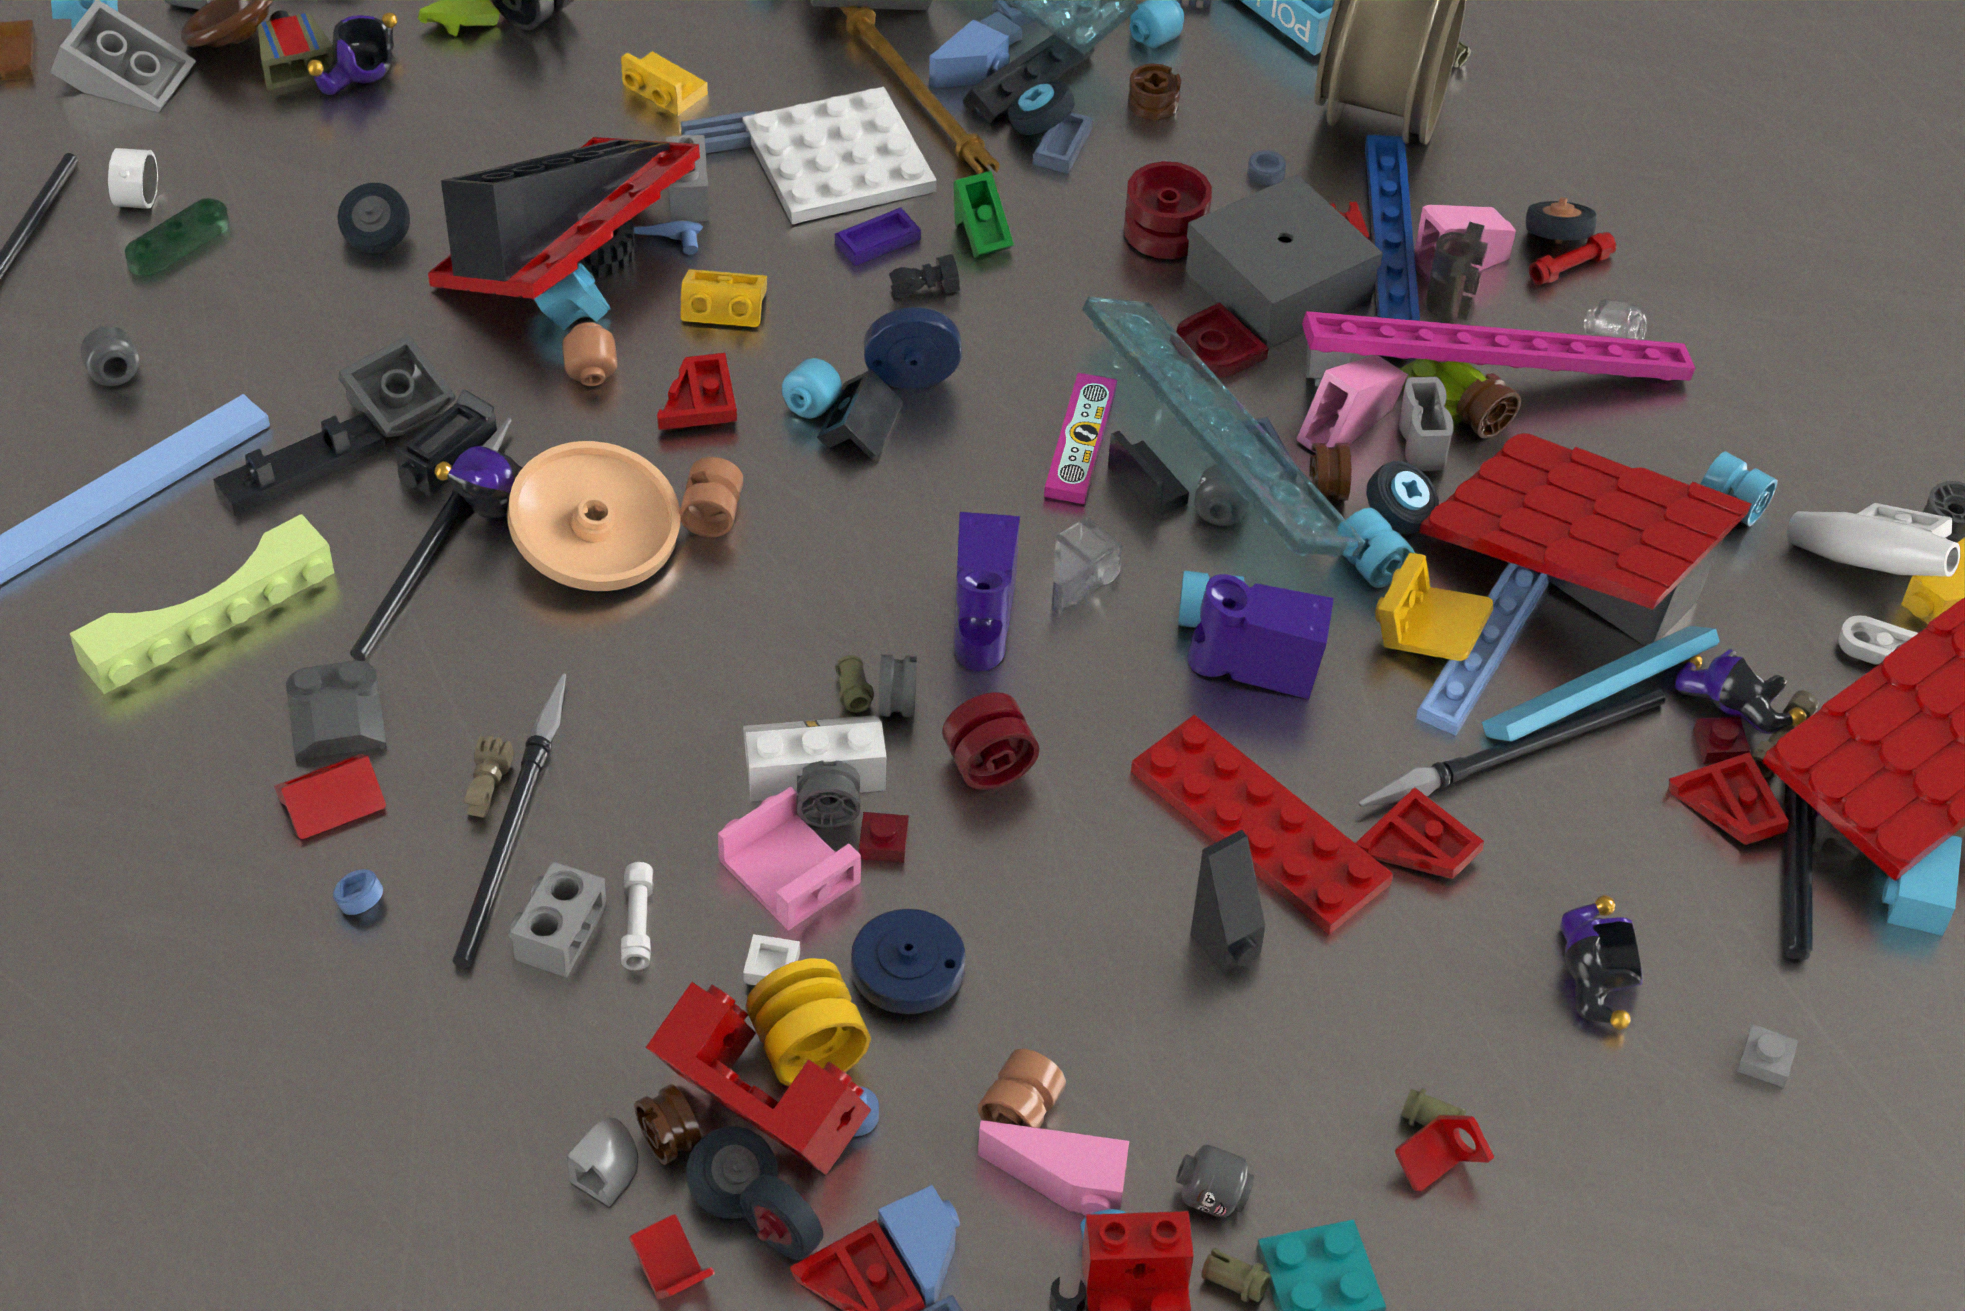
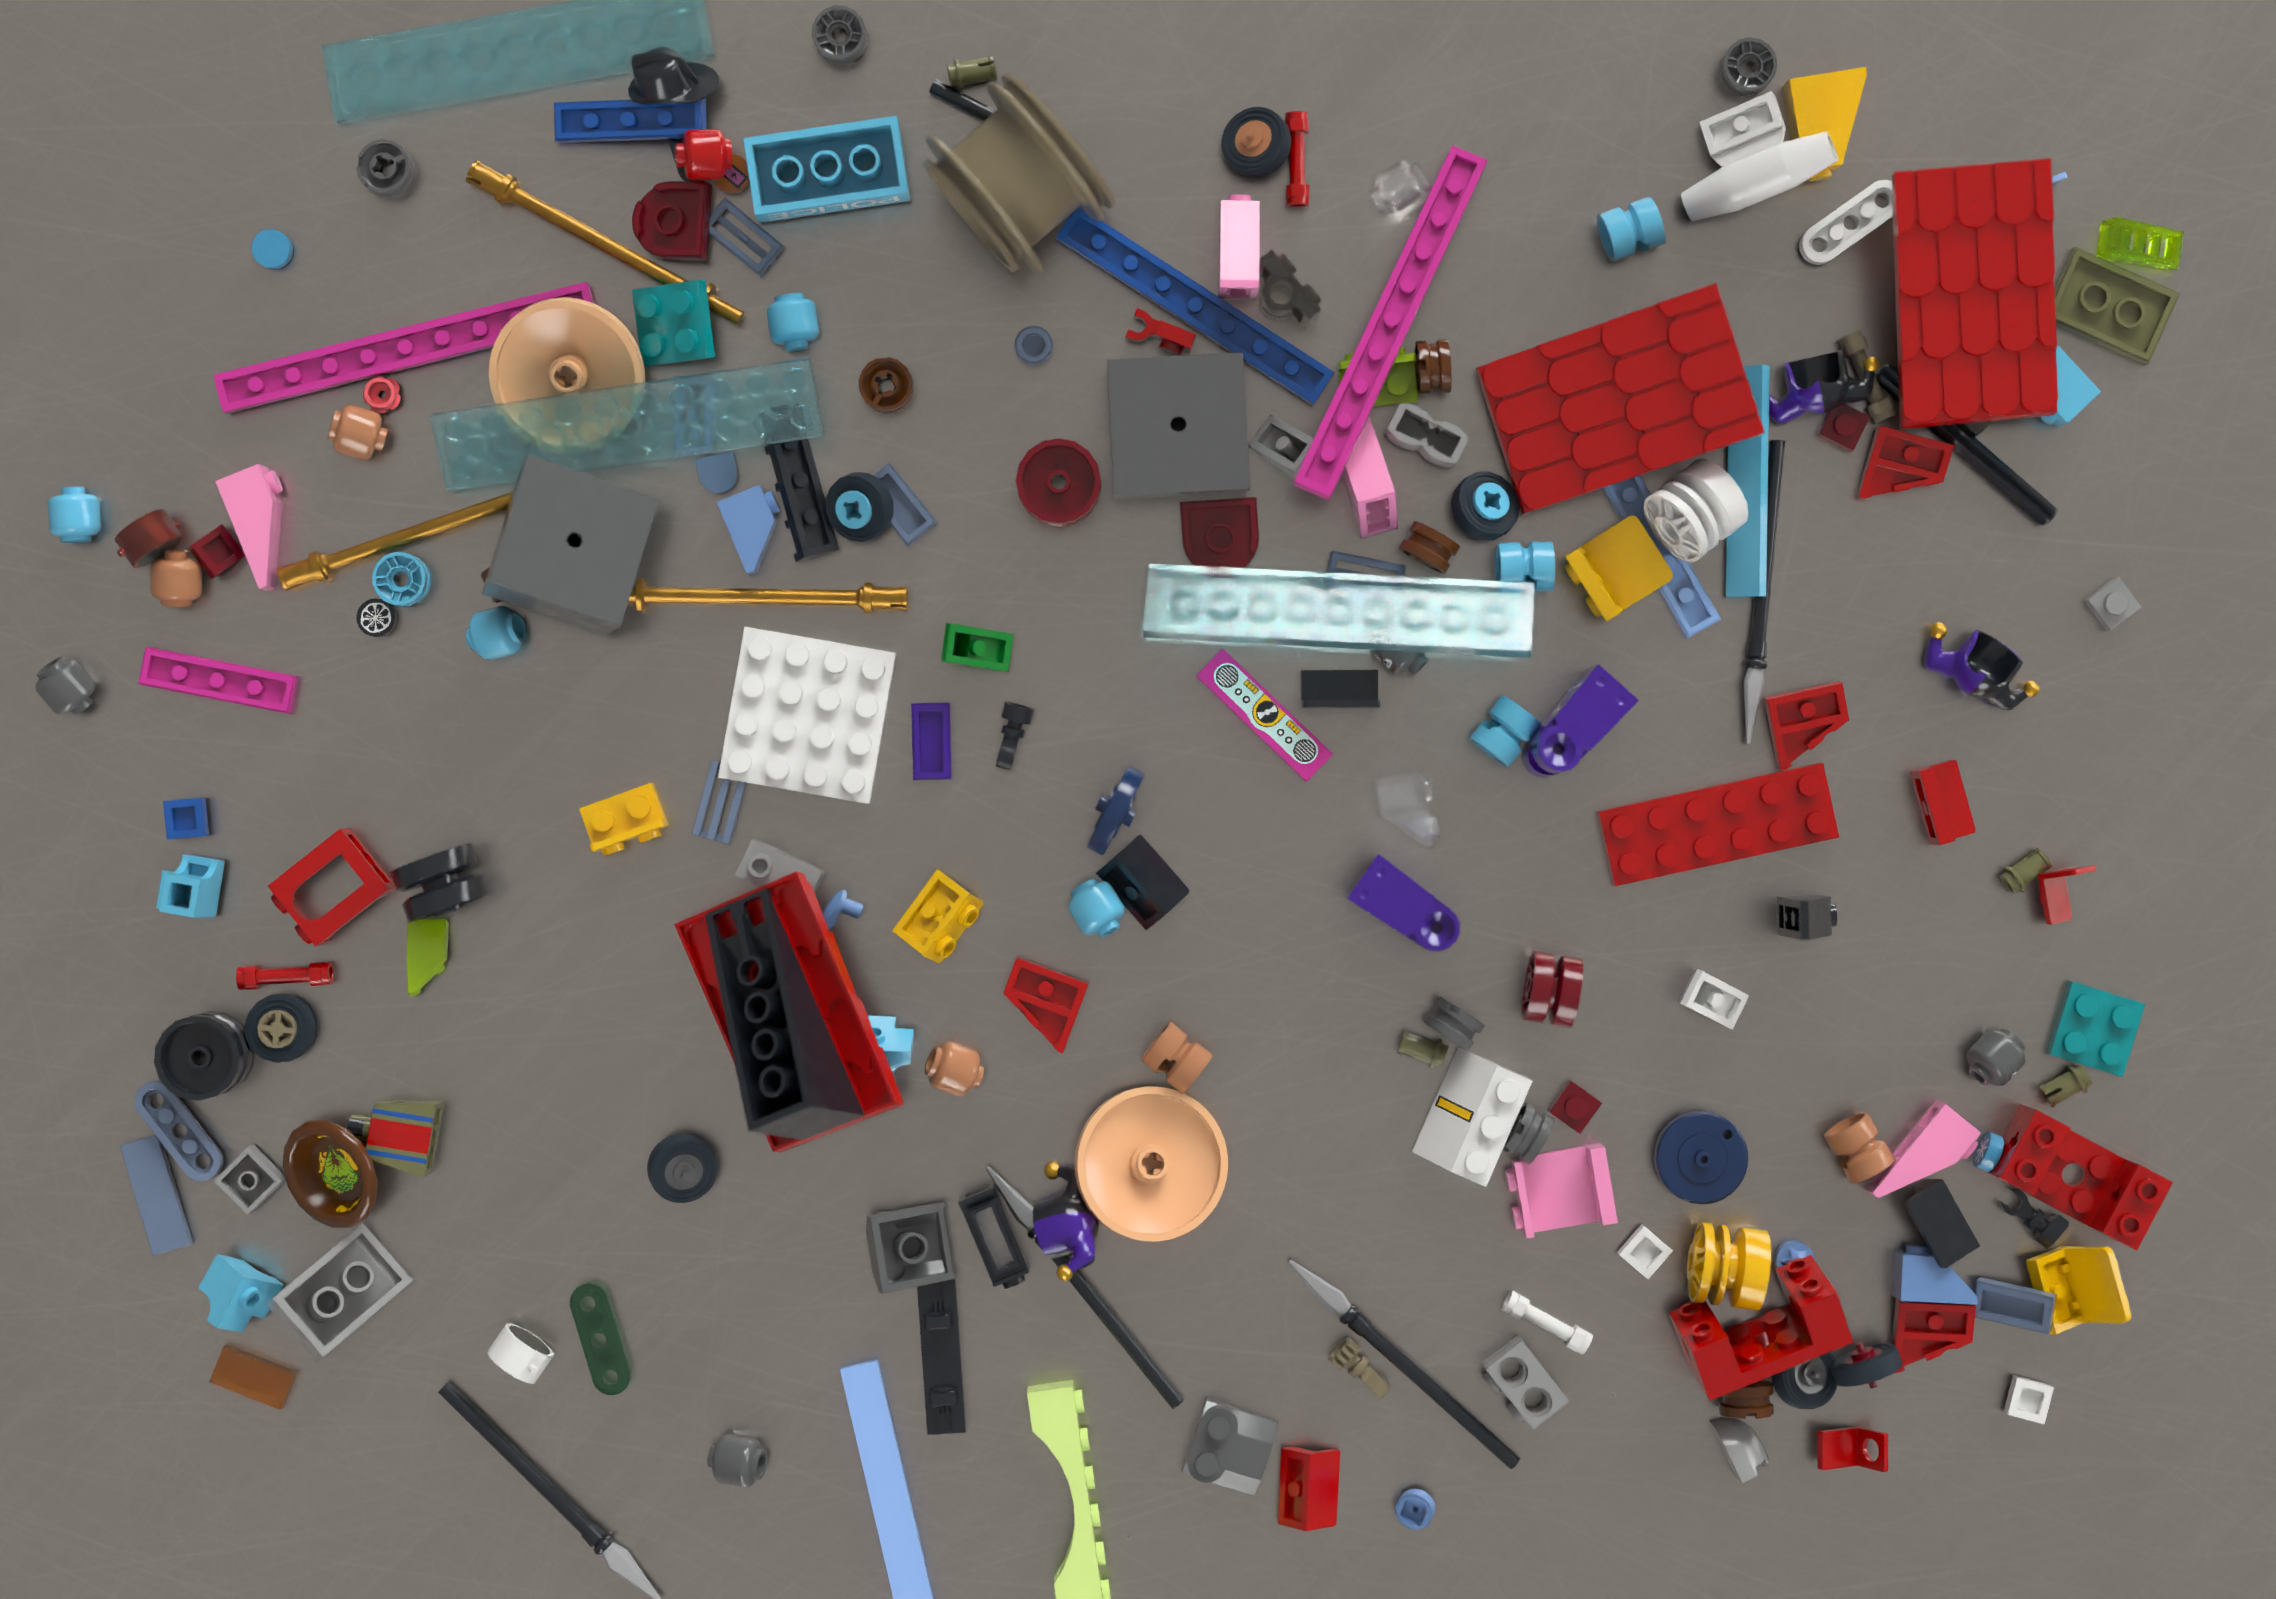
camera: 55 degrees left, 40 degrees up
(360, 53) = (450, 1080): piece -> none
(992, 1209) = (1941, 1222): none -> black panel
(1082, 880) = (1713, 998): none -> white slope
(1439, 1001) = (1943, 802): none -> red panel
(1546, 634) = (1696, 510): none -> white wheel

